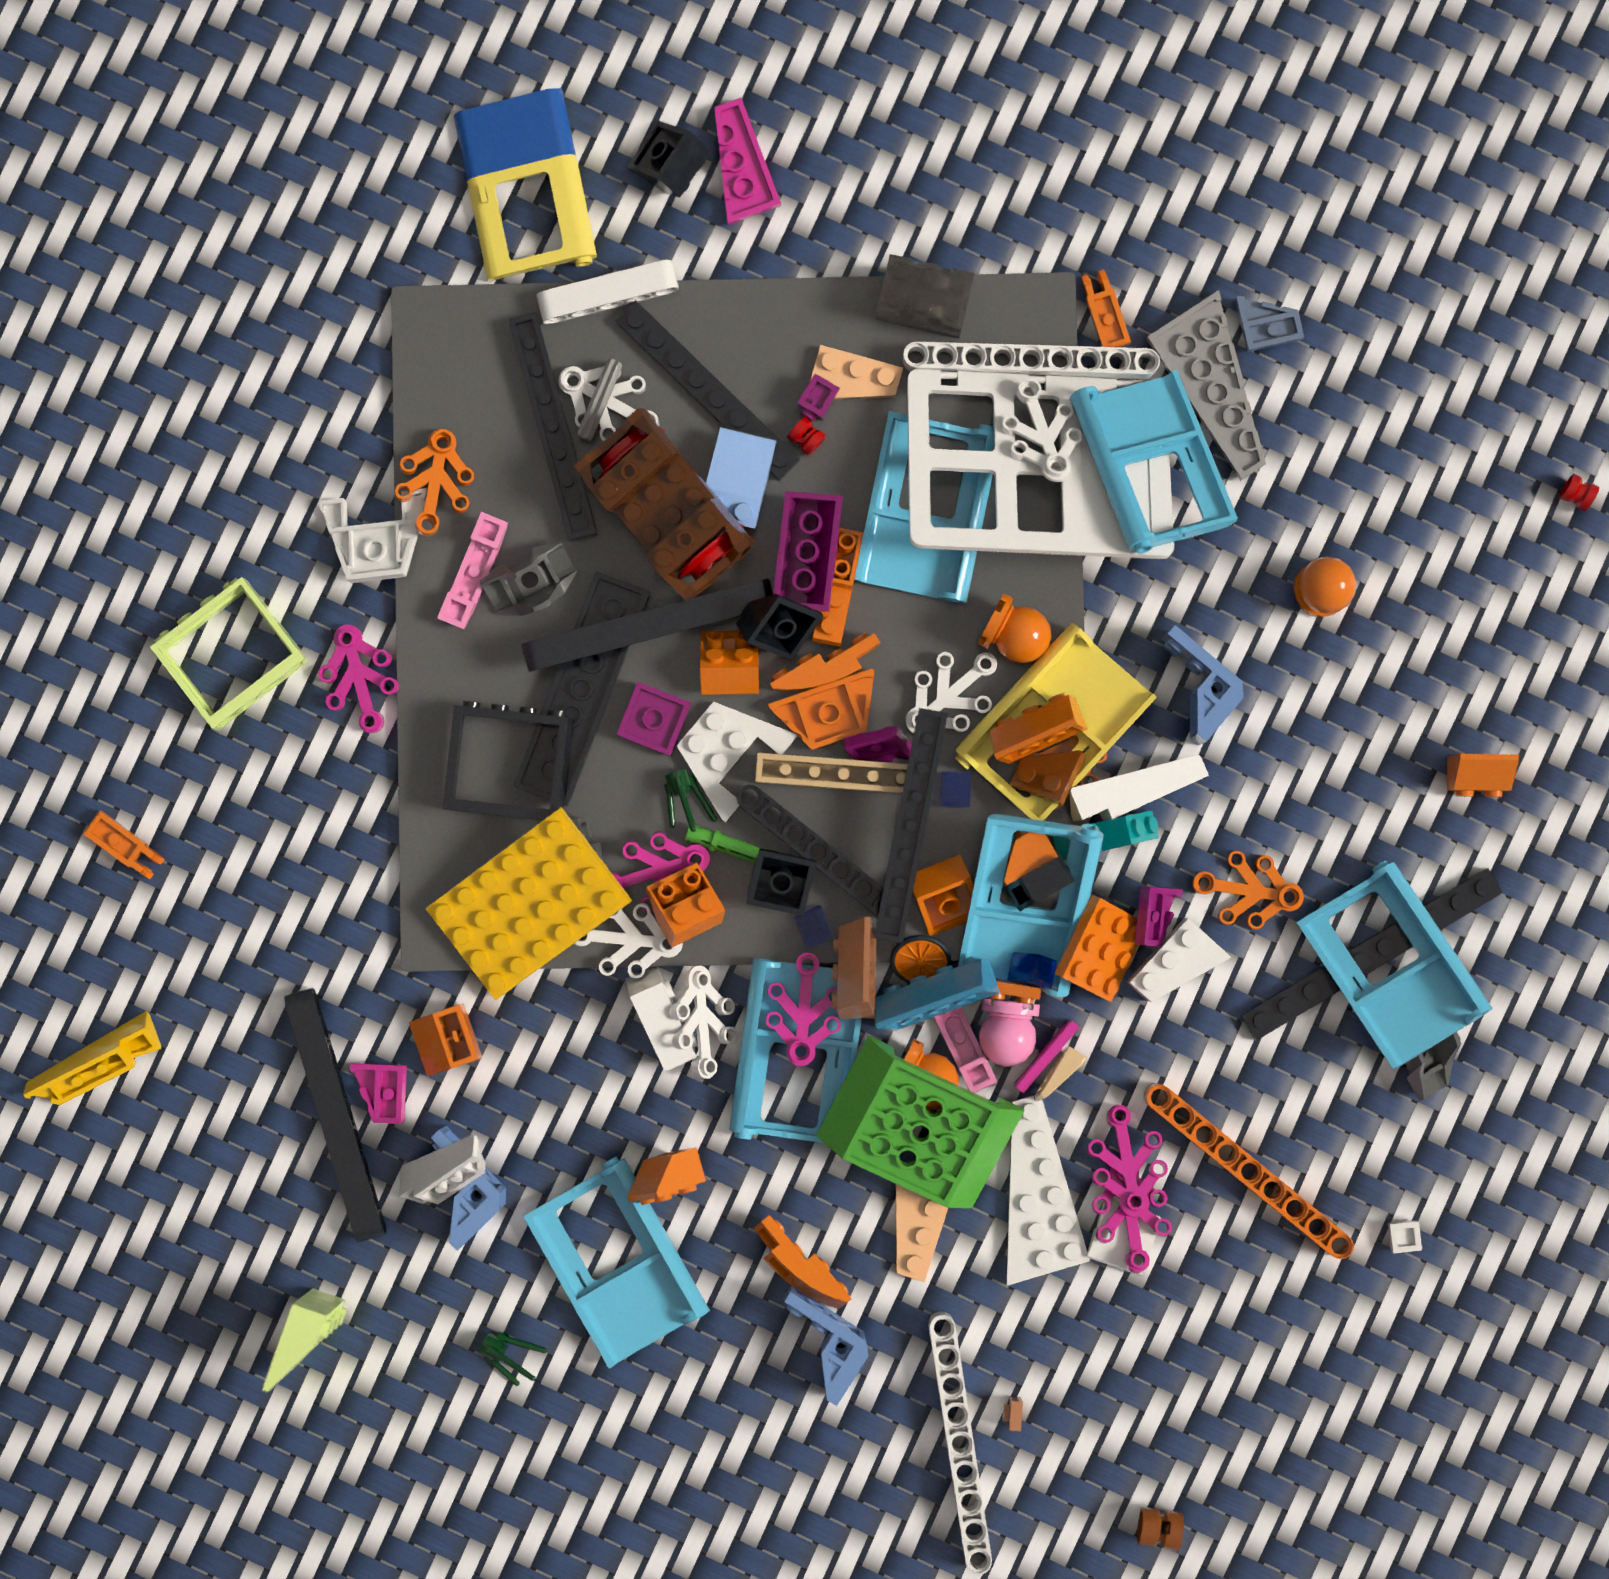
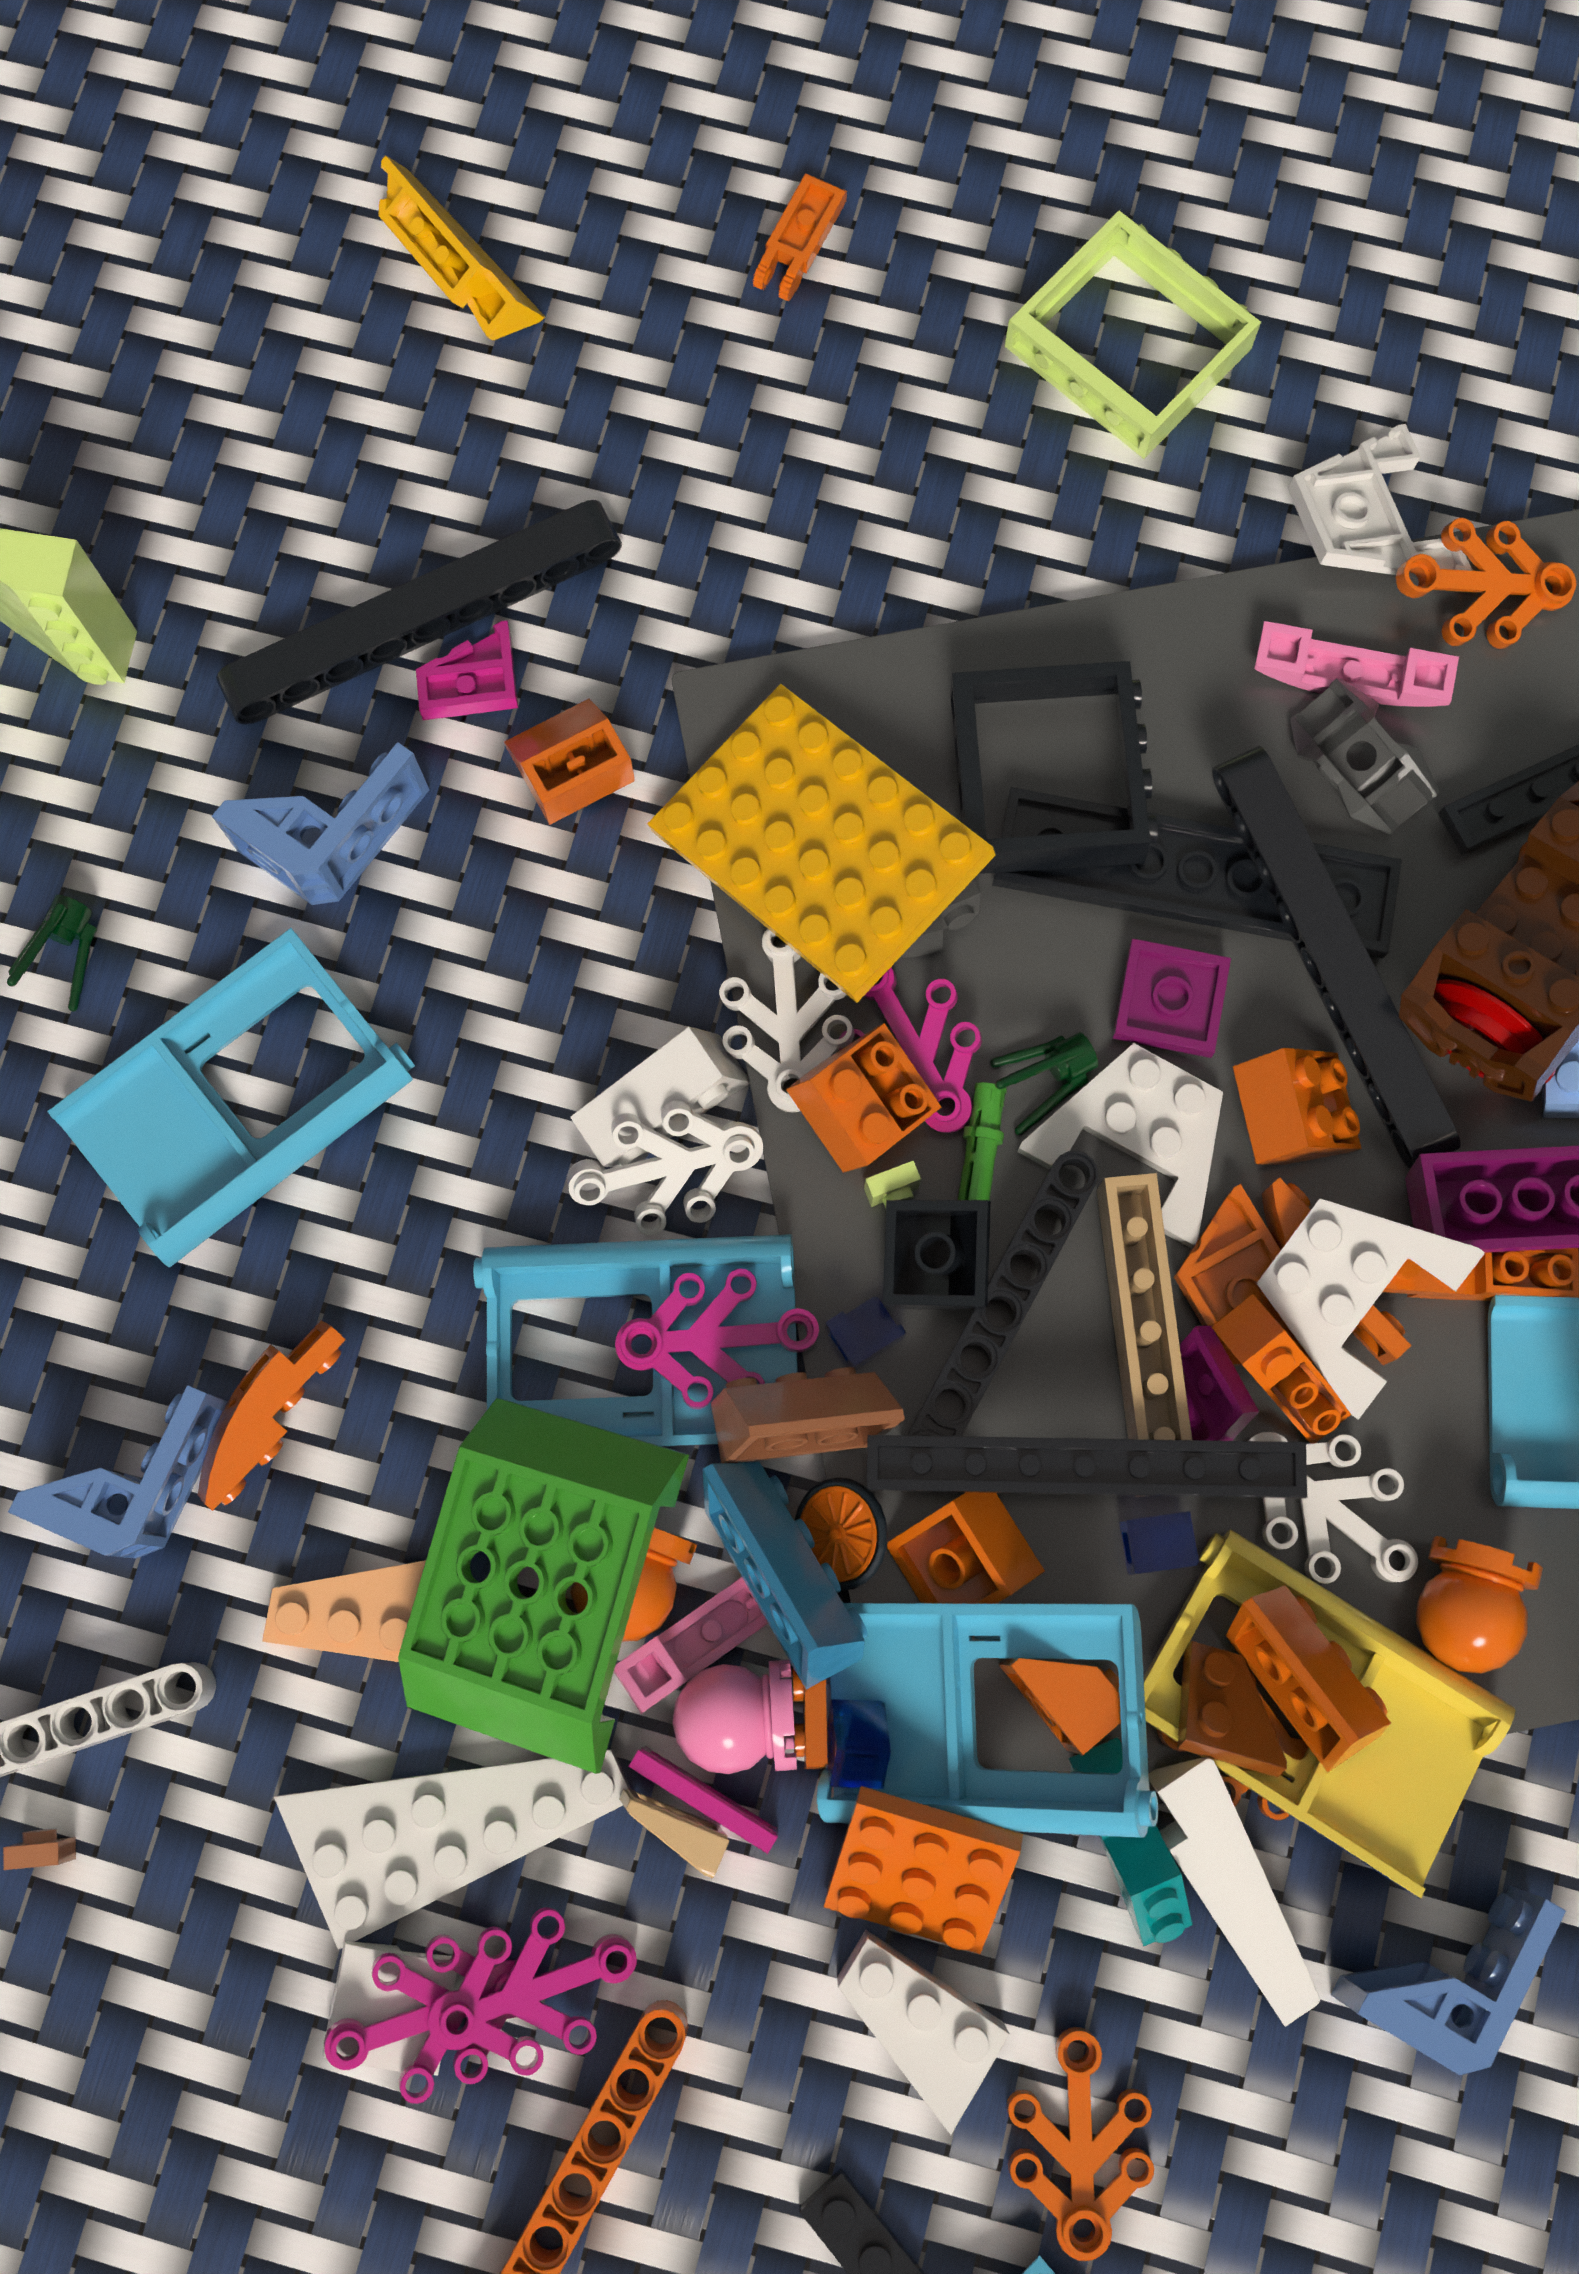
camera: 80 degrees right, 10 degrees down
(357, 674) = (1137, 527): dark pink plant -> none
(442, 1172) = (342, 774): white wedge -> none
(666, 1176) = (389, 1148): orange slope -> none
(736, 896) = (893, 1184): none -> yellowish green plate
(778, 624) = (1393, 1166): black slope -> none
(830, 667) = (1335, 1274): none -> white wing
(875, 706) = (1281, 1369): none -> orange slope
(1040, 883) = (1024, 1730): black slope -> none
(1154, 914) = (1003, 1964): magenta wing -> none

